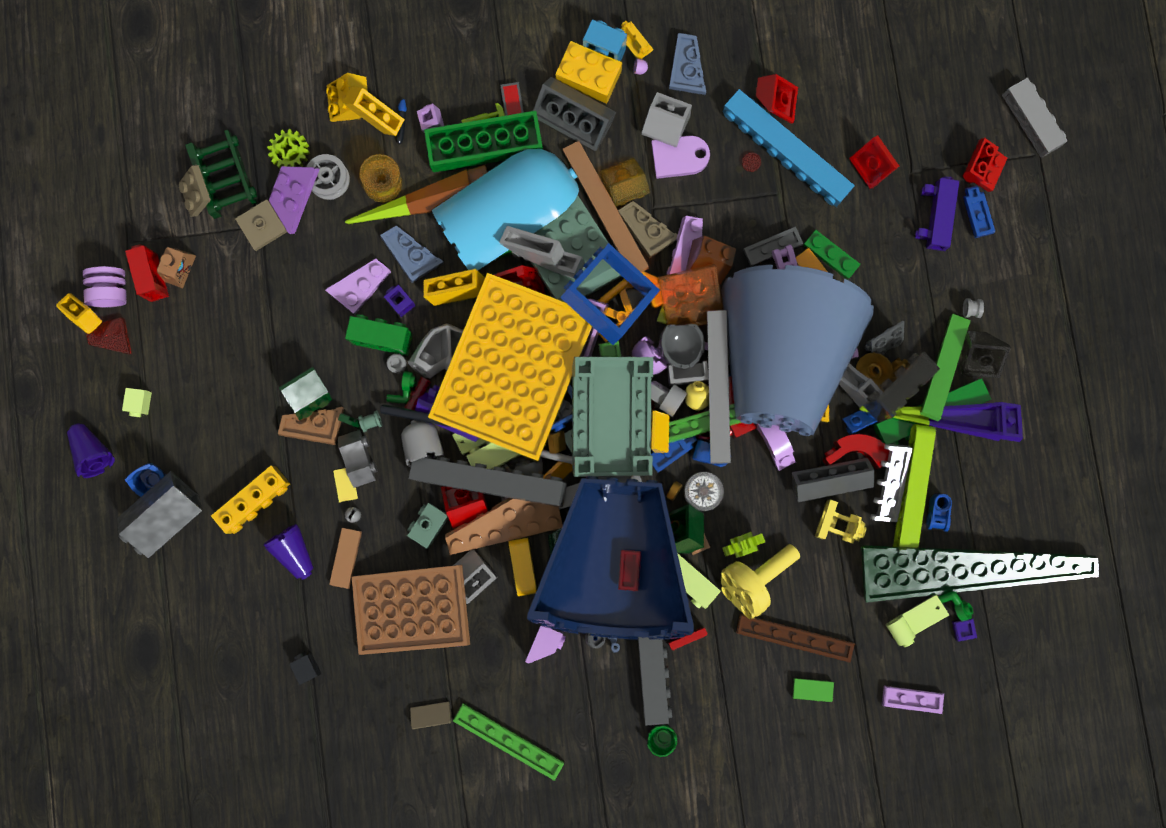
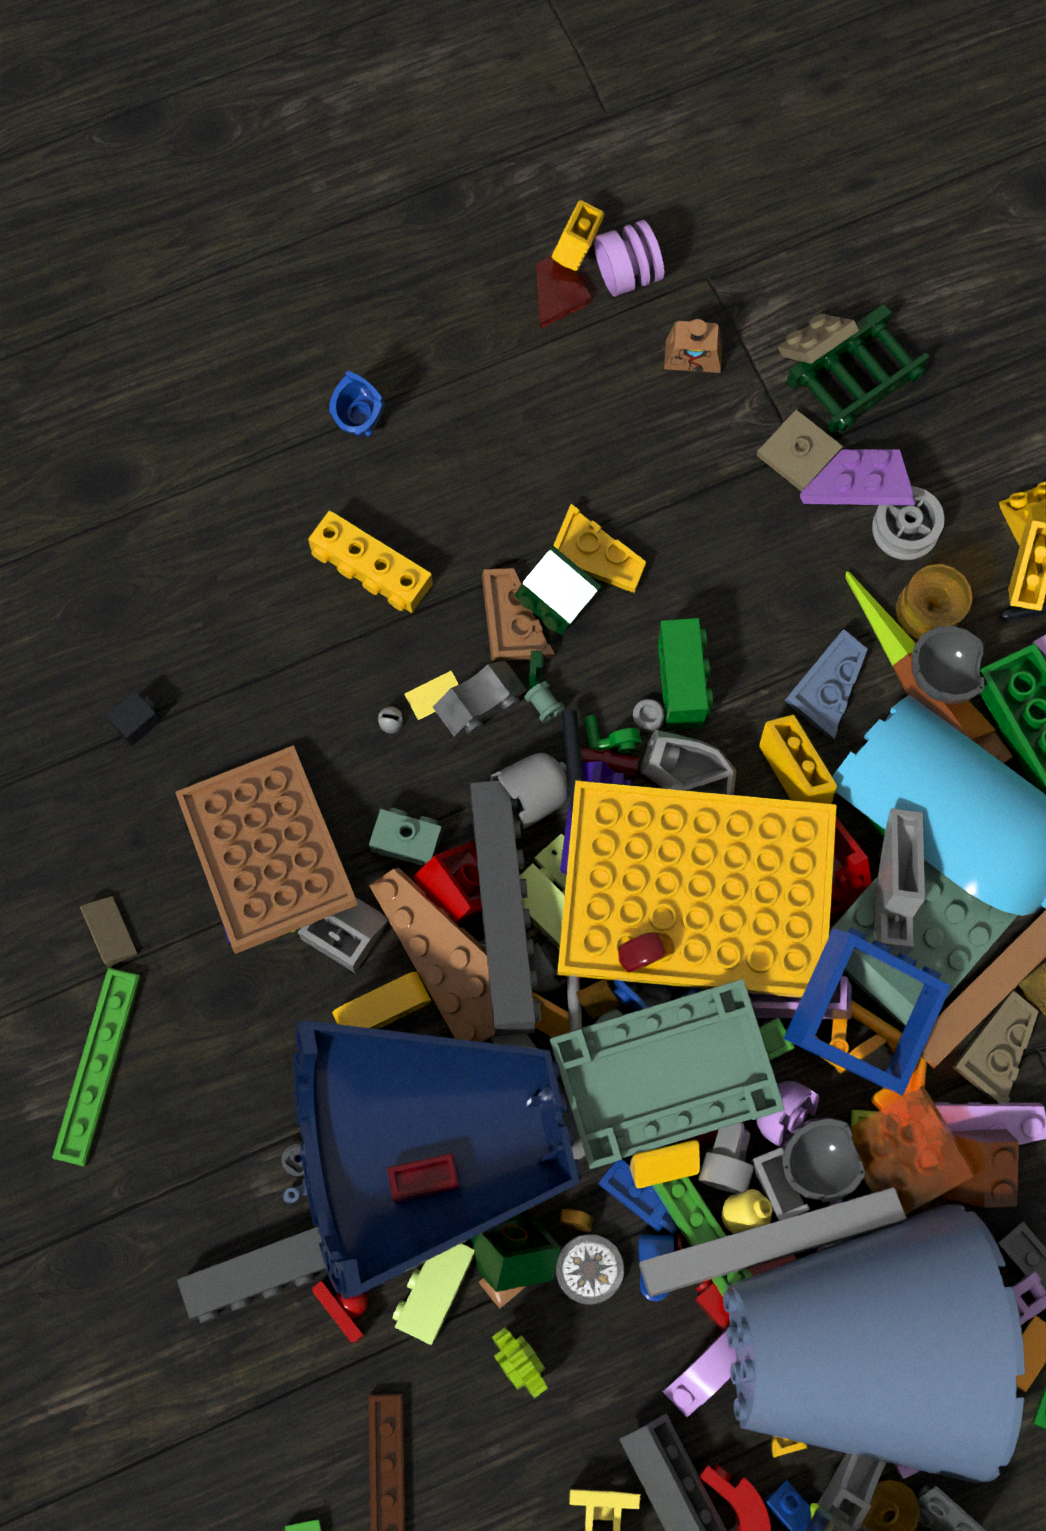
camera: 70 degrees right, 10 degrees down
(88, 452) = (374, 311): dark purple cone -> none
(136, 402) = (470, 355): yellowish green brick -> none
(143, 268) = (656, 312): red window -> none
(158, 515) = (309, 435): brick -> none
(284, 143) = (933, 450): lime gear -> none
(288, 363) = (598, 552): none -> yellow wing
(291, 551) = (306, 644): dark purple cone -> none
(345, 558) = (320, 728): medium nougat tile -> none
(359, 286) = (753, 623): lavender wing -> none
(404, 306) = (743, 700): dark purple brick -> none
(422, 182) = (948, 664): none -> dark grey cylinder
(541, 407) = (645, 950): none -> dark red hair
(545, 644) = (268, 1074): lavender slope -> none
(662, 740) = (159, 1317): green hair -> none
(747, 587) = (448, 1388): light yellow piece -> none

